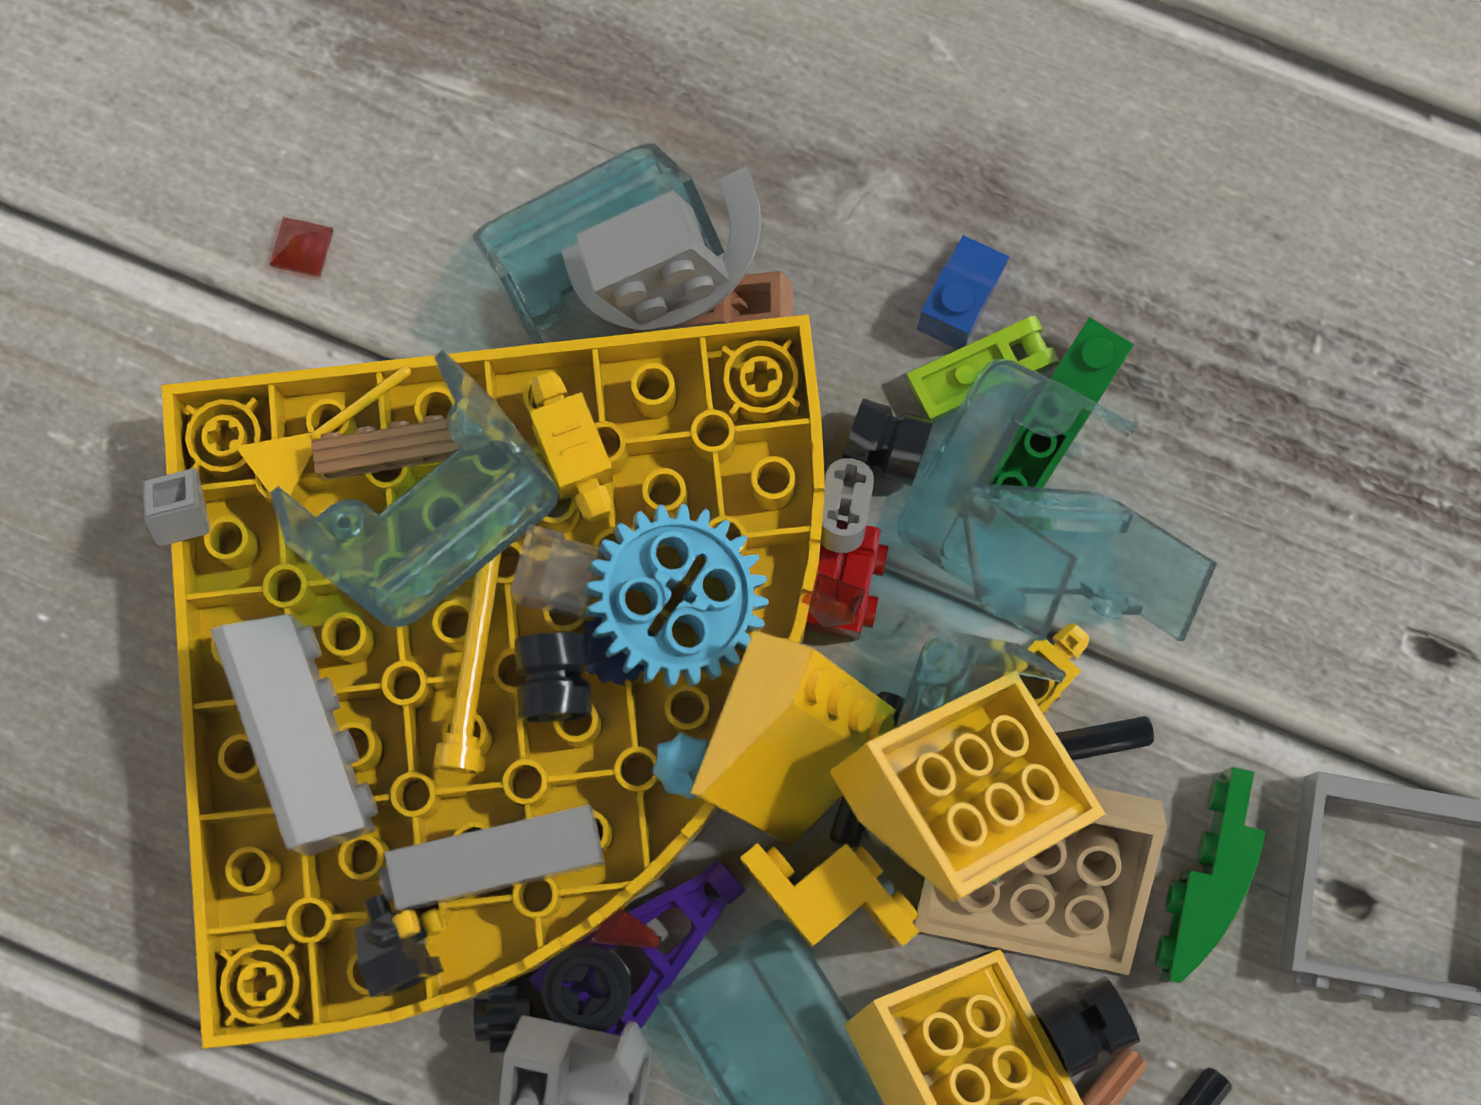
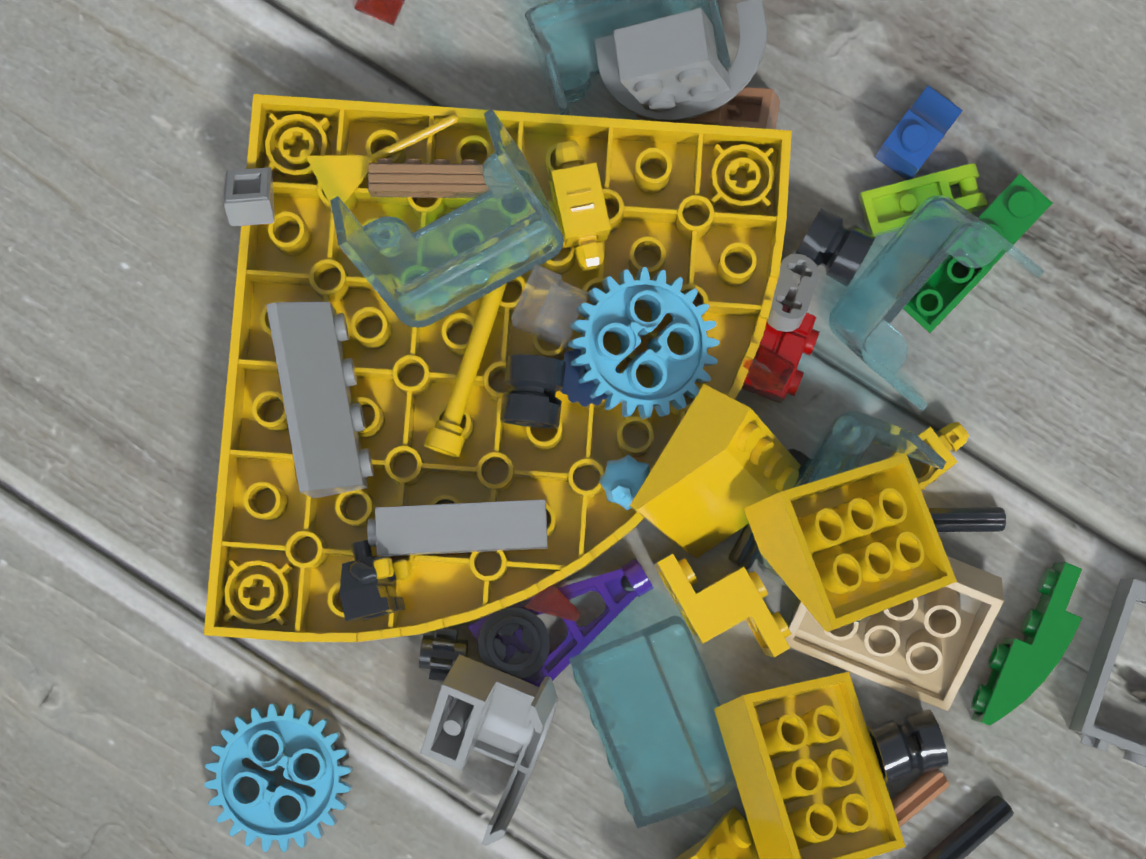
camera: 10 degrees right, 5 degrees up
(1053, 542) = (959, 354): clear light blue windscreen -> none

